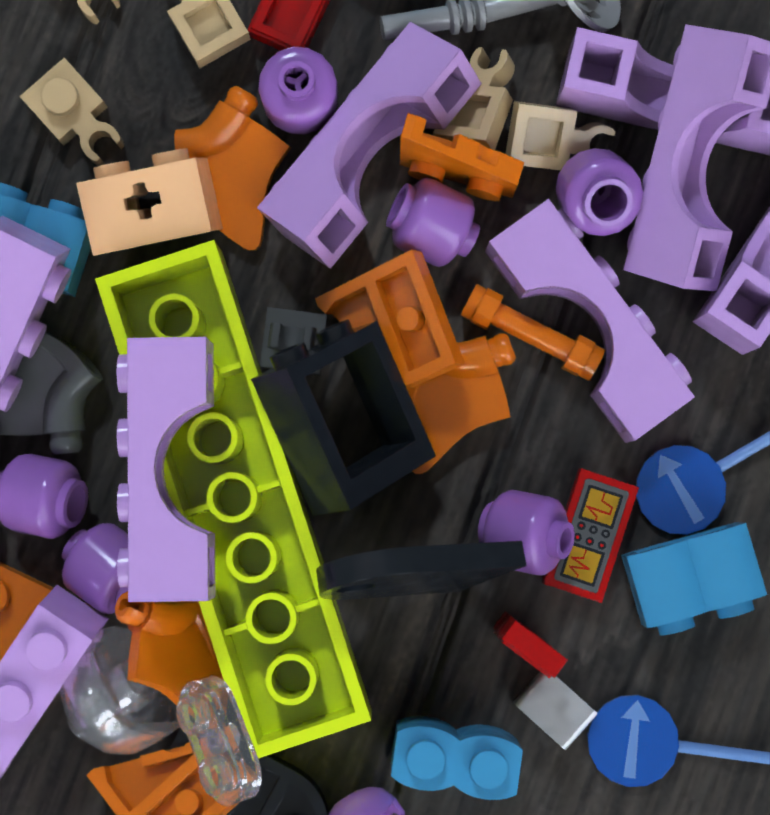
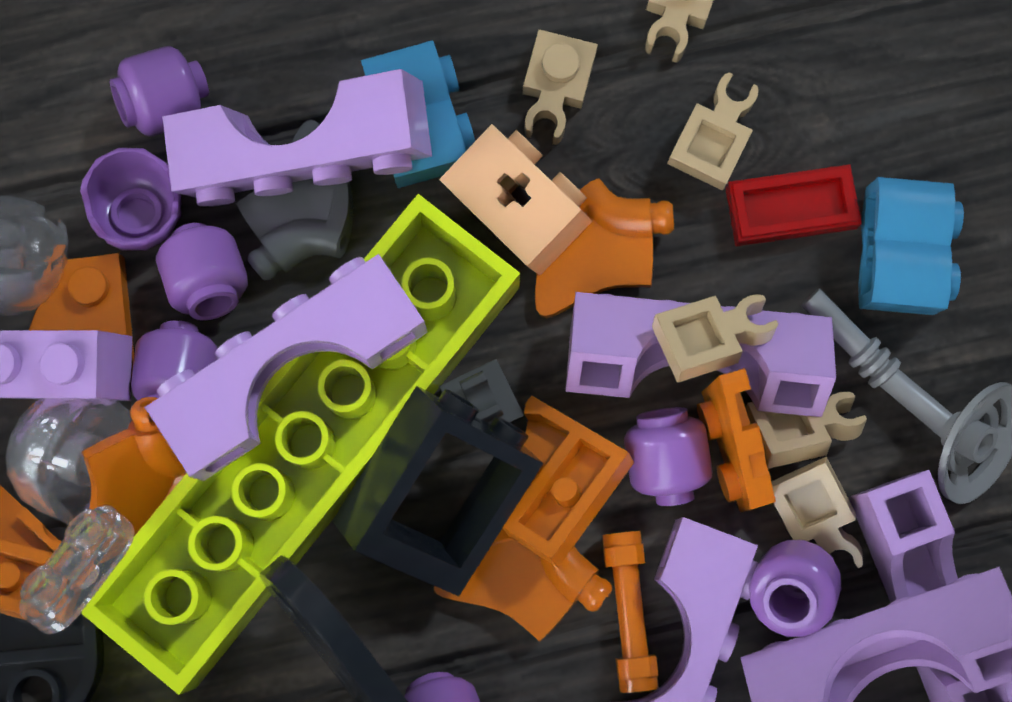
camera: 55 degrees right, 5 degrees down
(305, 108) = (691, 276): medium lavender head -> none
(364, 128) = (706, 338): none -> tan plate

